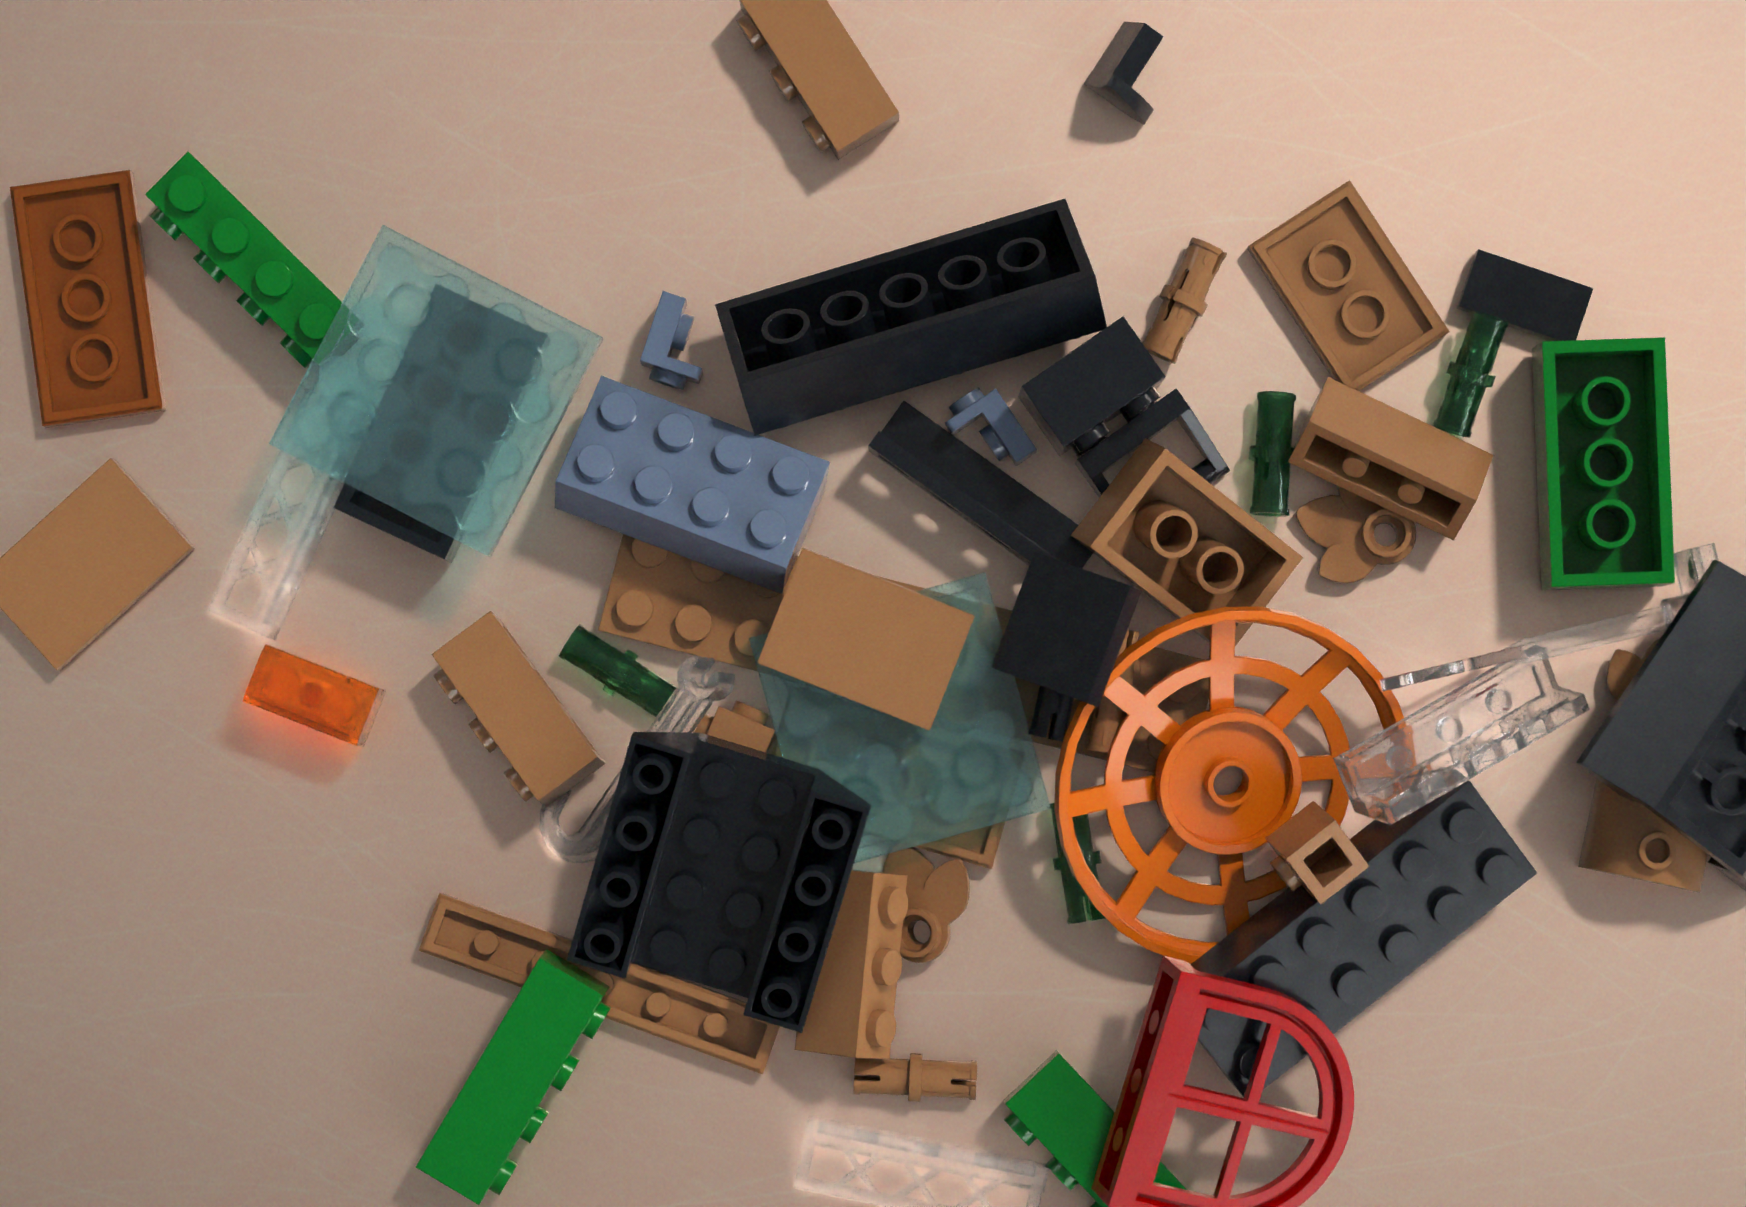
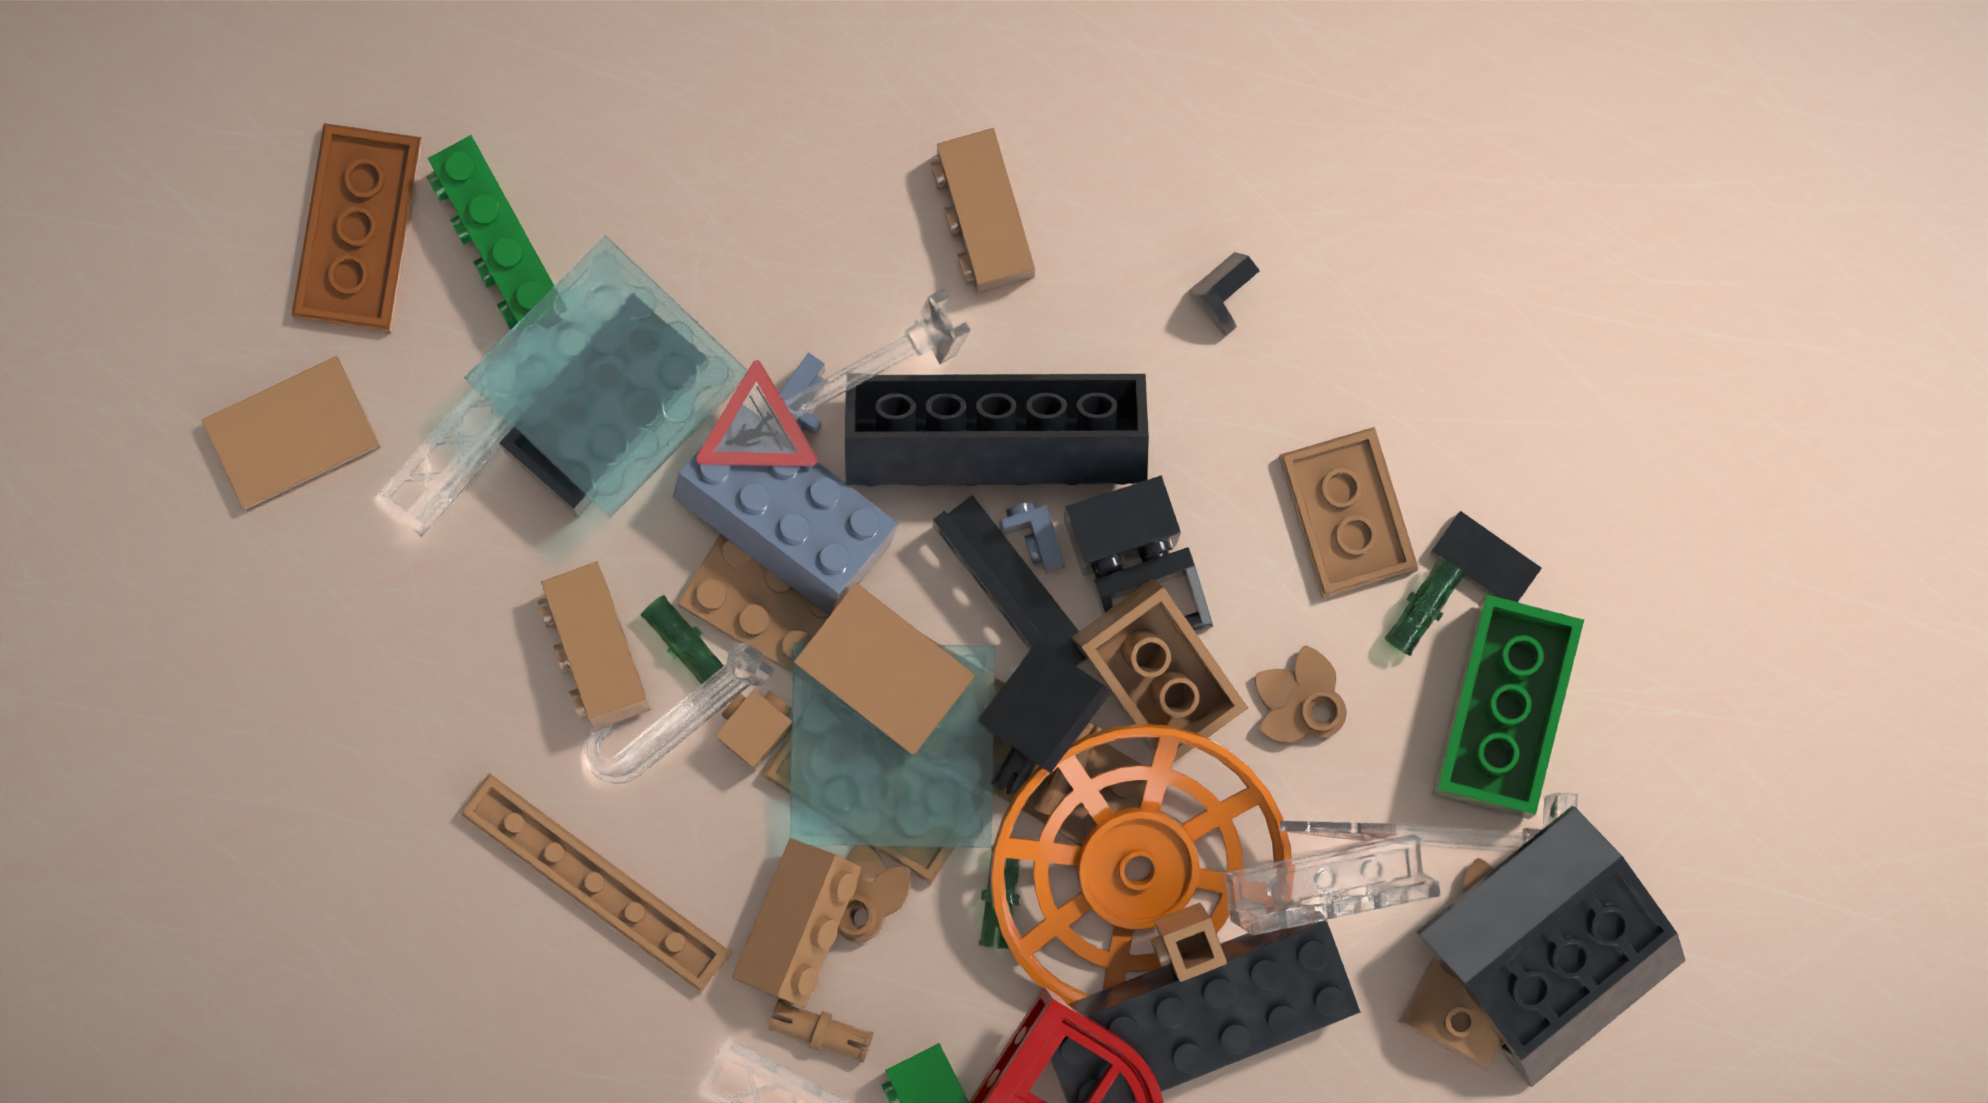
camera: 10 degrees right, 5 degrees down
(314, 695) = (439, 587): clear orange brick -> none
(513, 1077) = (502, 934): green brick -> none
(634, 395) = (762, 426): none -> clear piece
(721, 871) = (715, 818): black slope -> none
(1183, 300) = (1216, 482): medium nougat pin -> none
(1272, 454) = (1250, 623): clear green pin -> none
(1391, 458) = (1341, 652): medium nougat brick -> none

